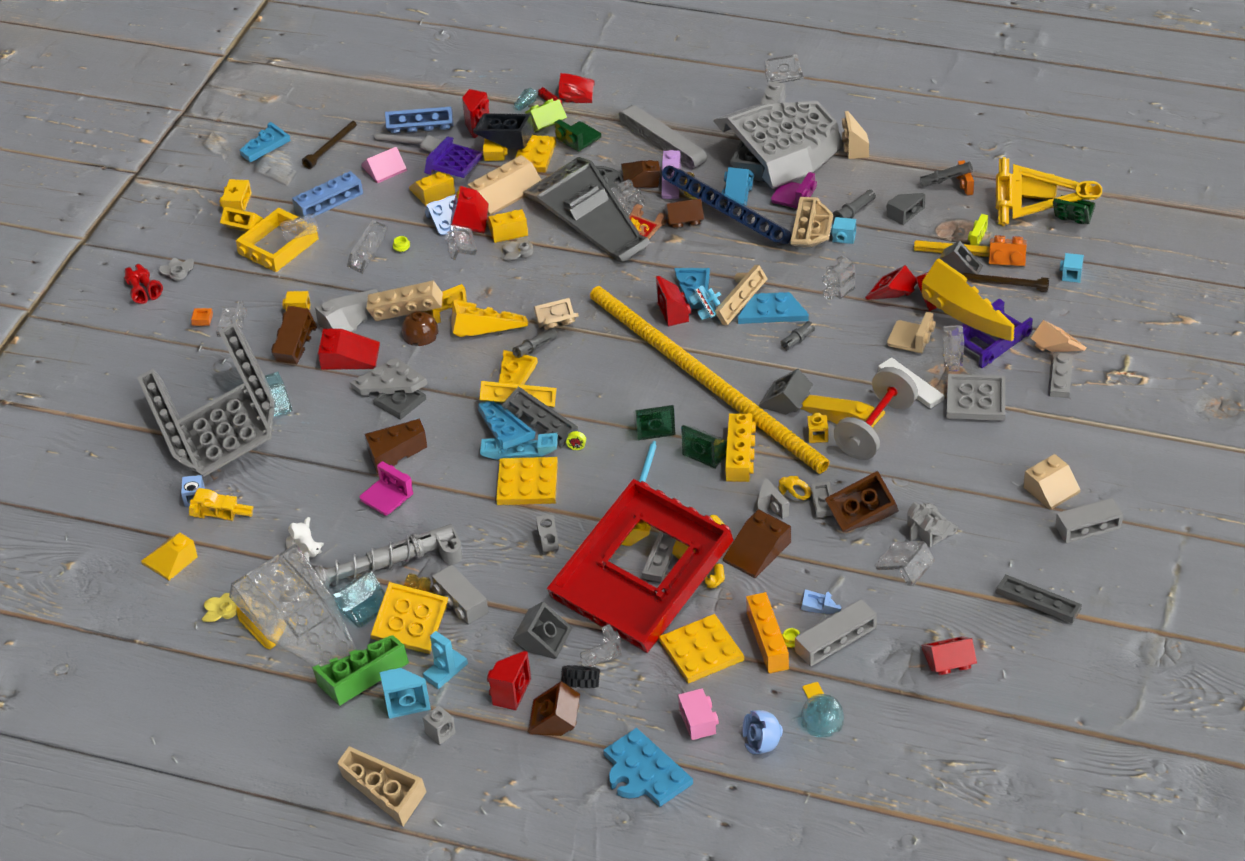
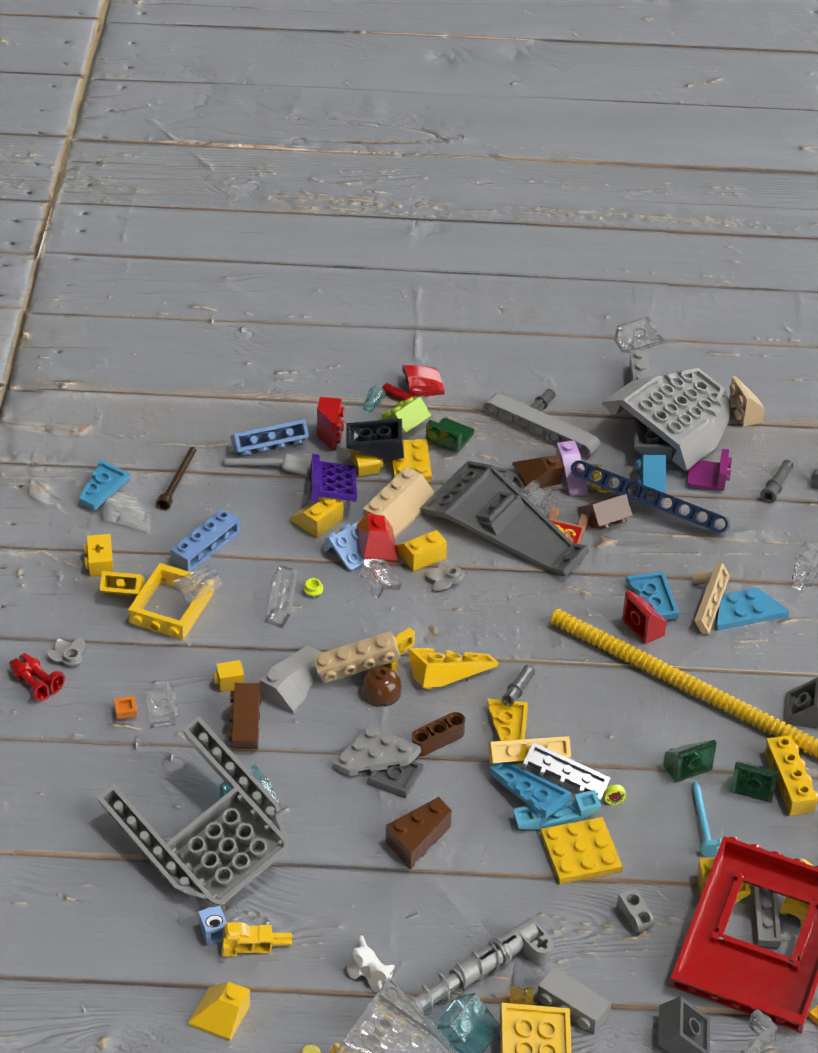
camera: 20 degrees left, 0 degrees up
(347, 350) = (312, 725): red slope -> none
(384, 165) = (251, 495): bright pink slope -> none
(389, 491) = (436, 887): dark pink bracket -> none
(449, 371) = (439, 733): none -> reddish brown beam
(555, 312) = (525, 649): tan bracket -> none
(674, 117) = (541, 402): none -> dark grey axle
(701, 295) = (685, 620): medium azure hips -> none
(797, 335) = (789, 636): dark grey pin -> none
(811, 223) = (748, 506): tan wedge -> none
(843, 230) = (780, 509): medium azure brick -> none

